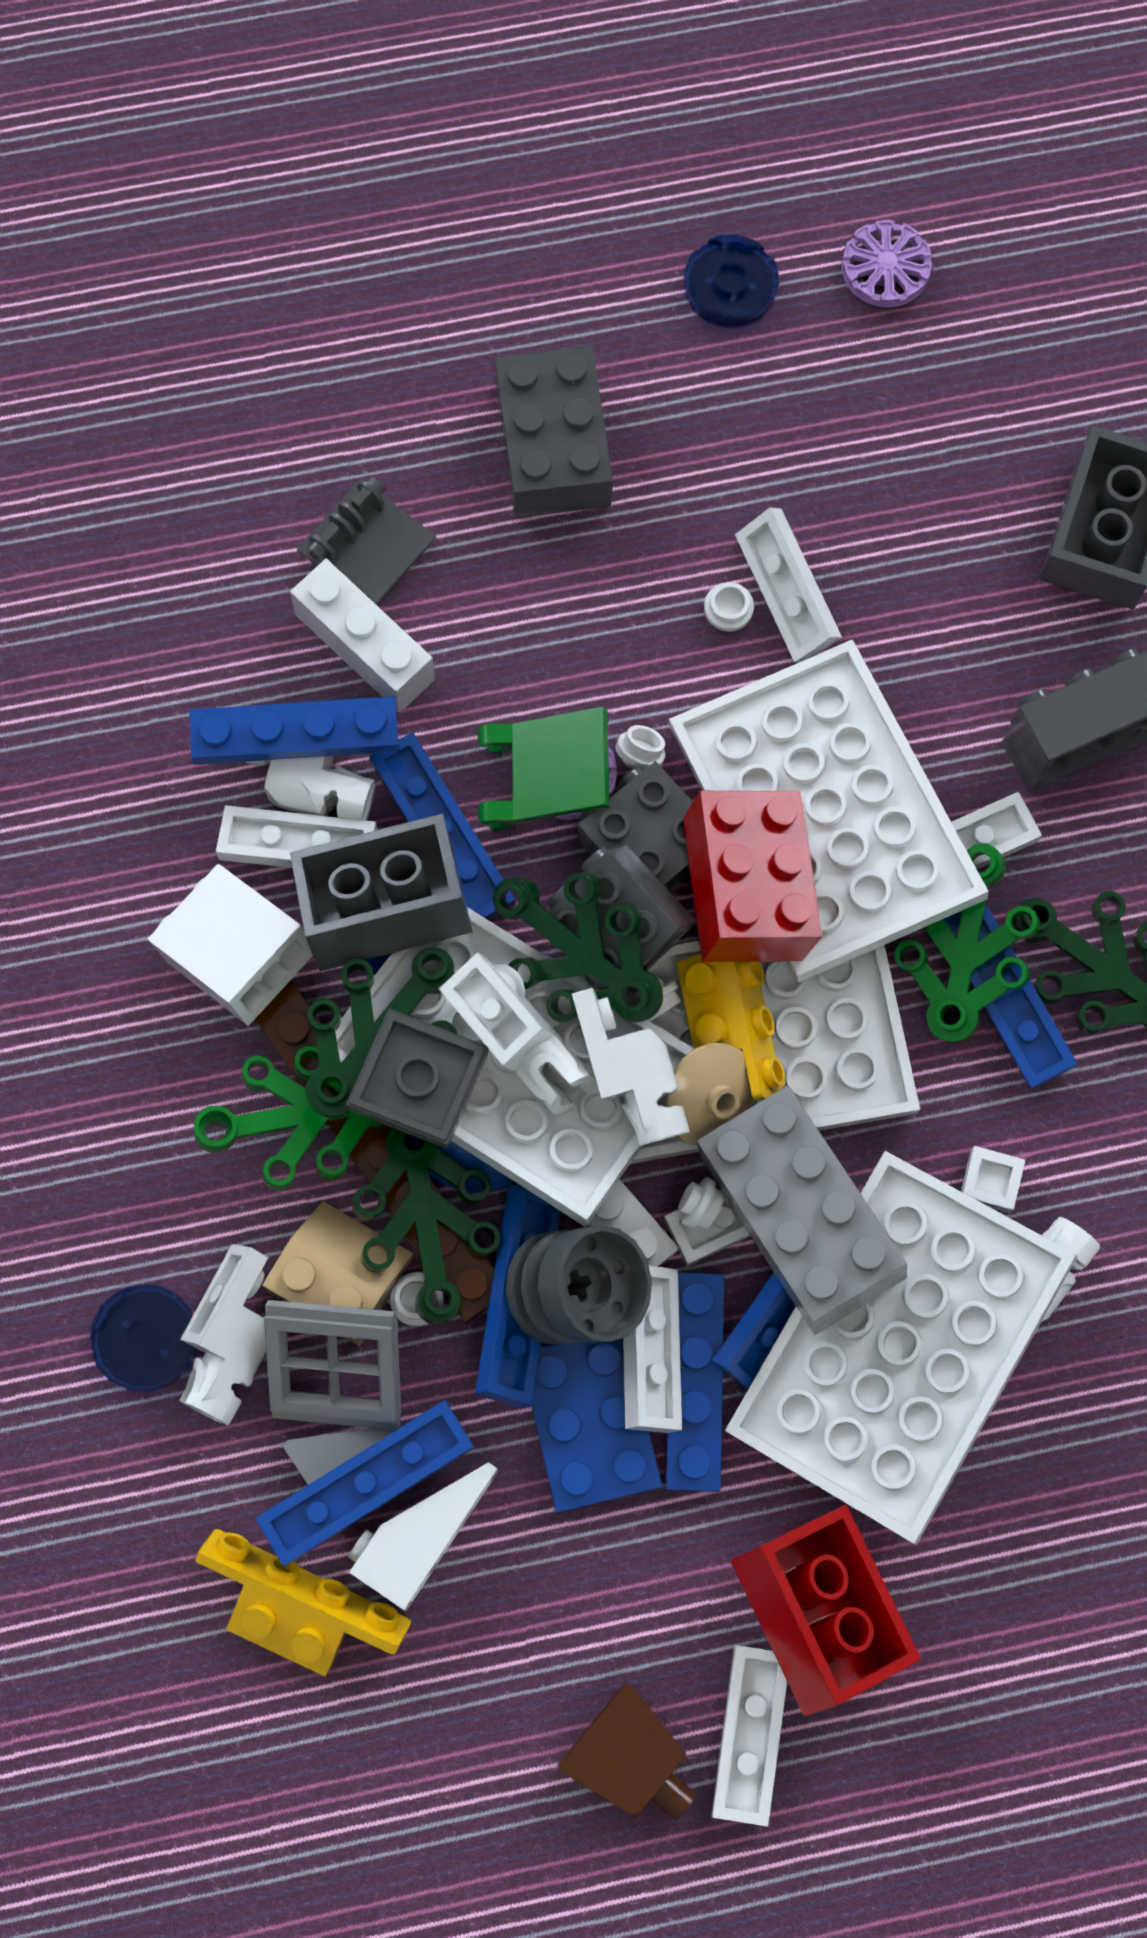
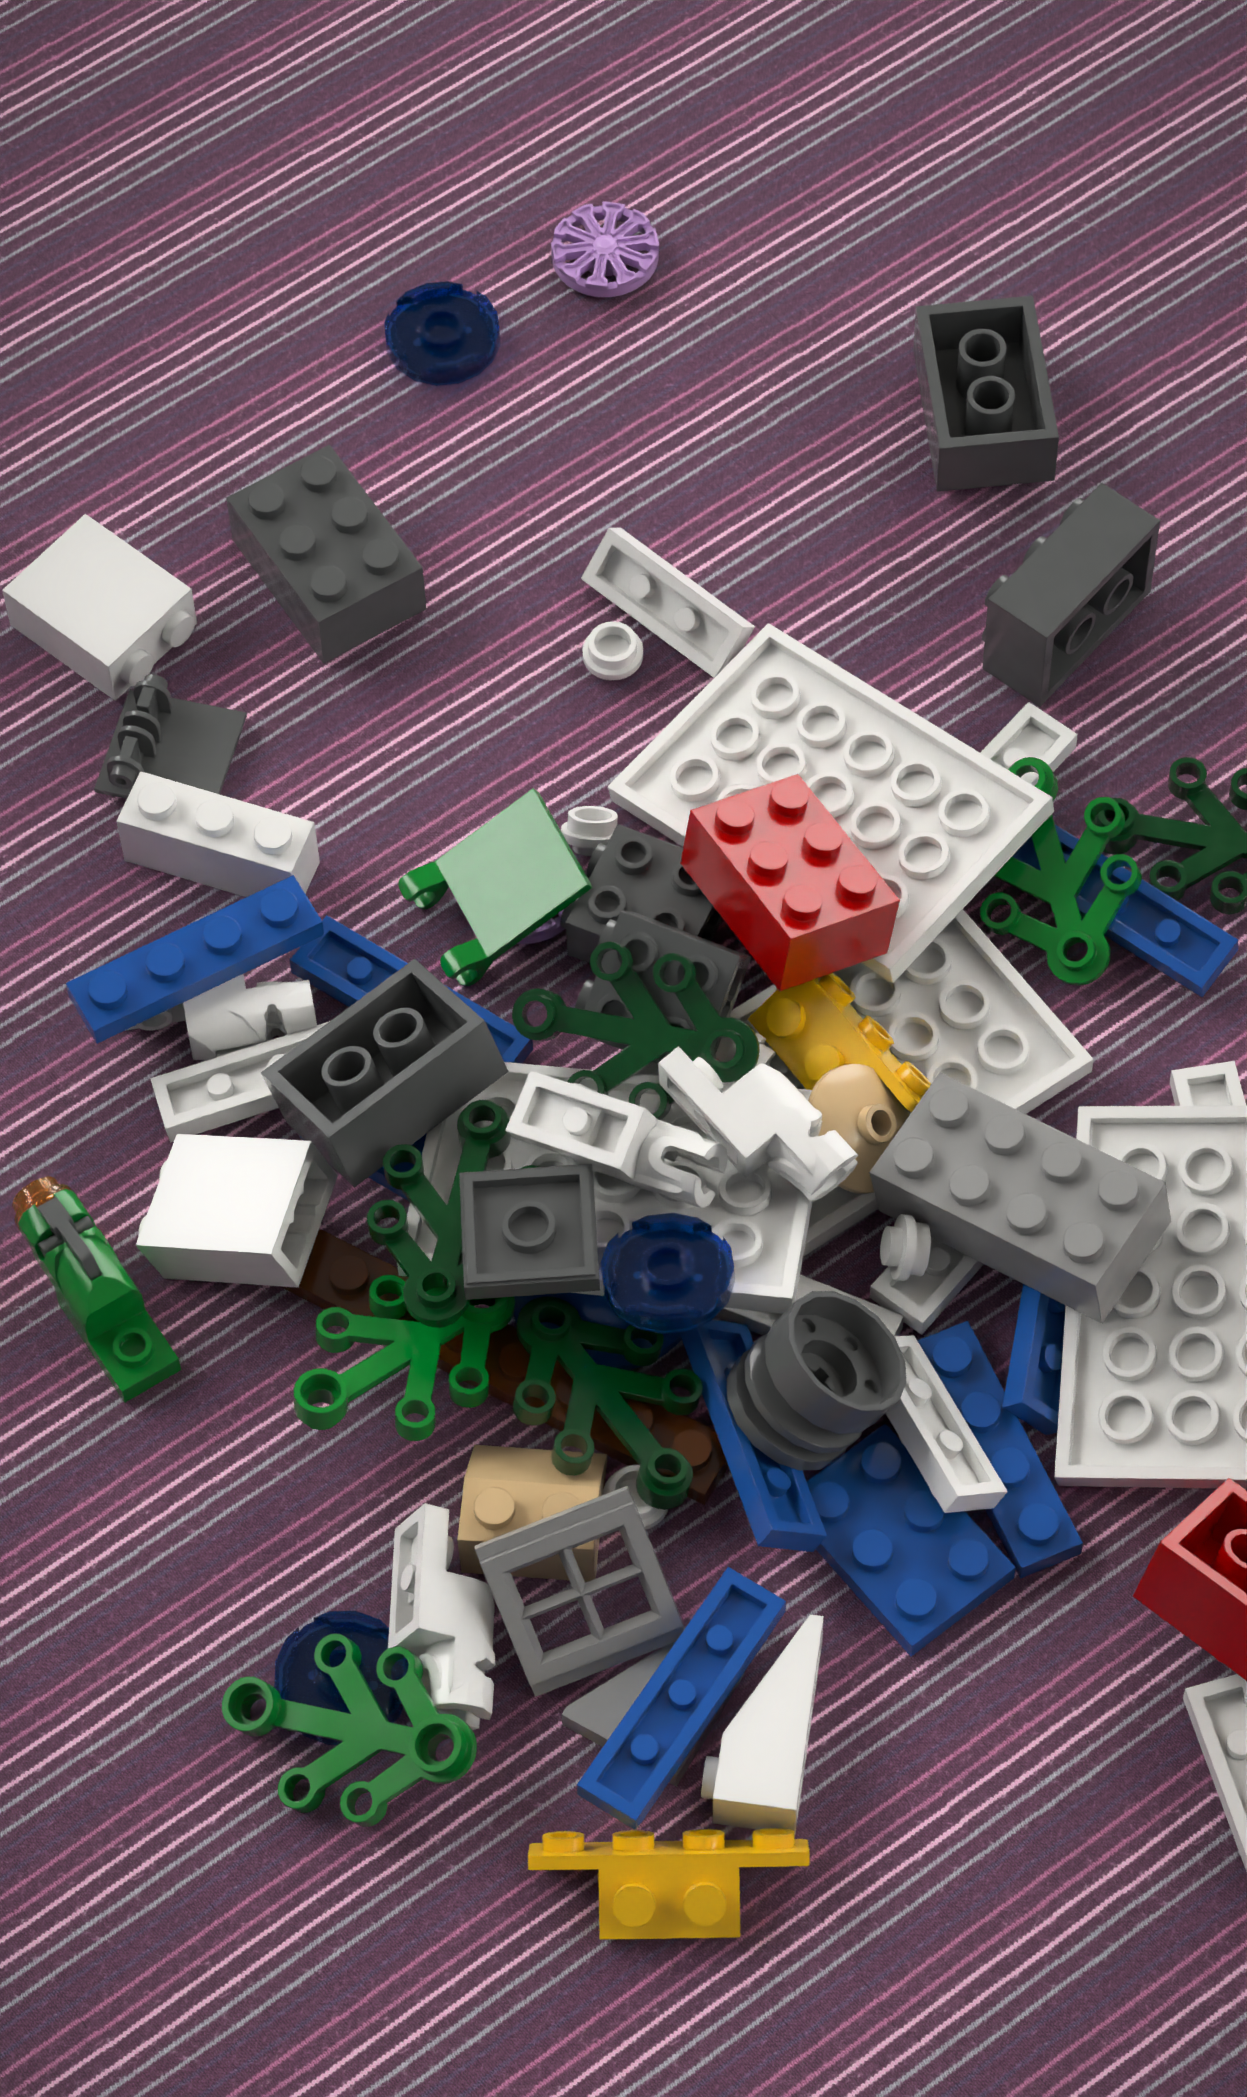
camera: 20 degrees left, 15 degrees down
(107, 954) = (93, 1287): none -> green plate
(130, 1392) = (361, 1732): none -> green plant
(368, 402) = (100, 607): none -> white brick
(505, 1157) = (667, 1273): none -> clear blue tile
(629, 1758) = (1129, 1860): reddish brown torso -> none

